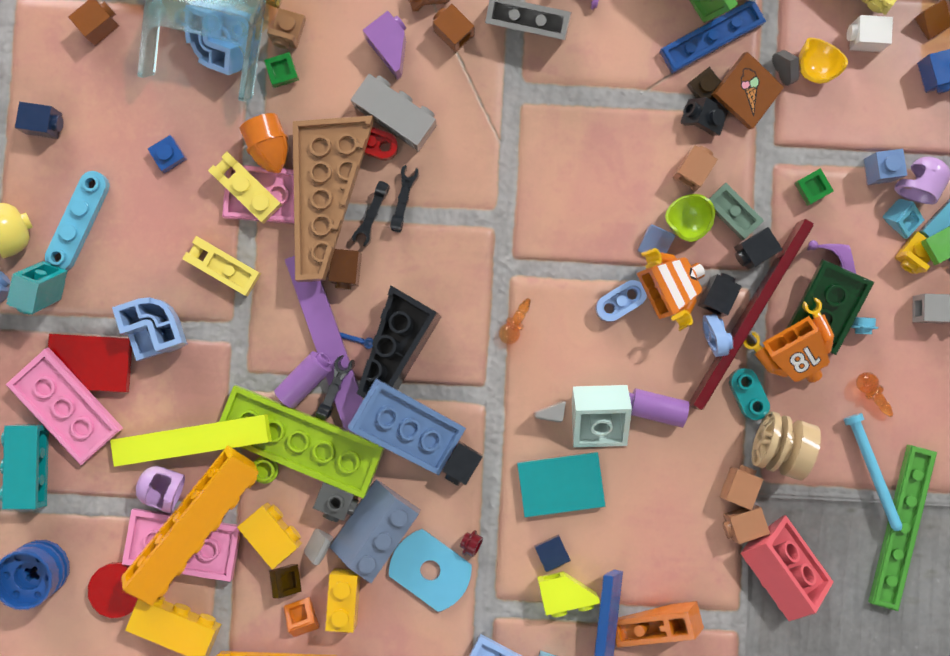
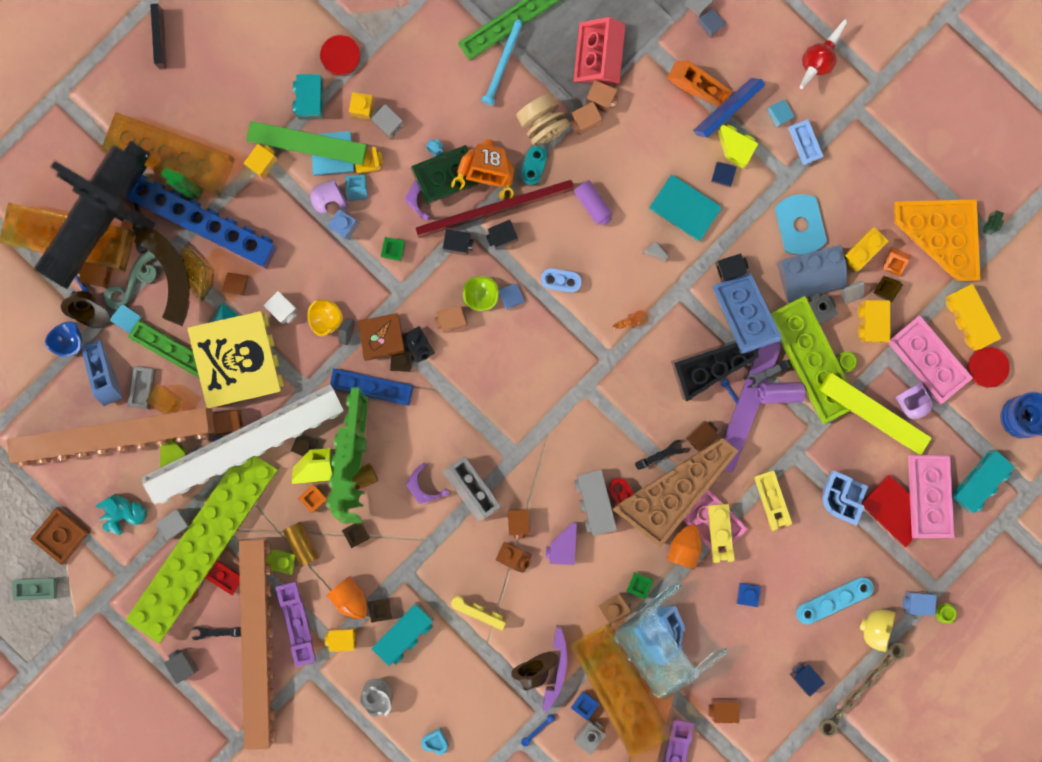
camera: 135 degrees left, 0 degrees up
(36, 287) = (889, 576): teal brick -> none
(189, 526) = (915, 364): light orange brick -> none
(403, 198) = (634, 448): black piece -> none
(471, 543) = (765, 219): dark red plate -> none
(600, 416) = (629, 226): light aqua slope -> none
(671, 285) = (526, 262): torso -> none
(716, 336) = (528, 208): light blue plate -> none
(735, 212) = (451, 275): sand green plate -> none
(869, 384) = (462, 112): clear orange bar -> none

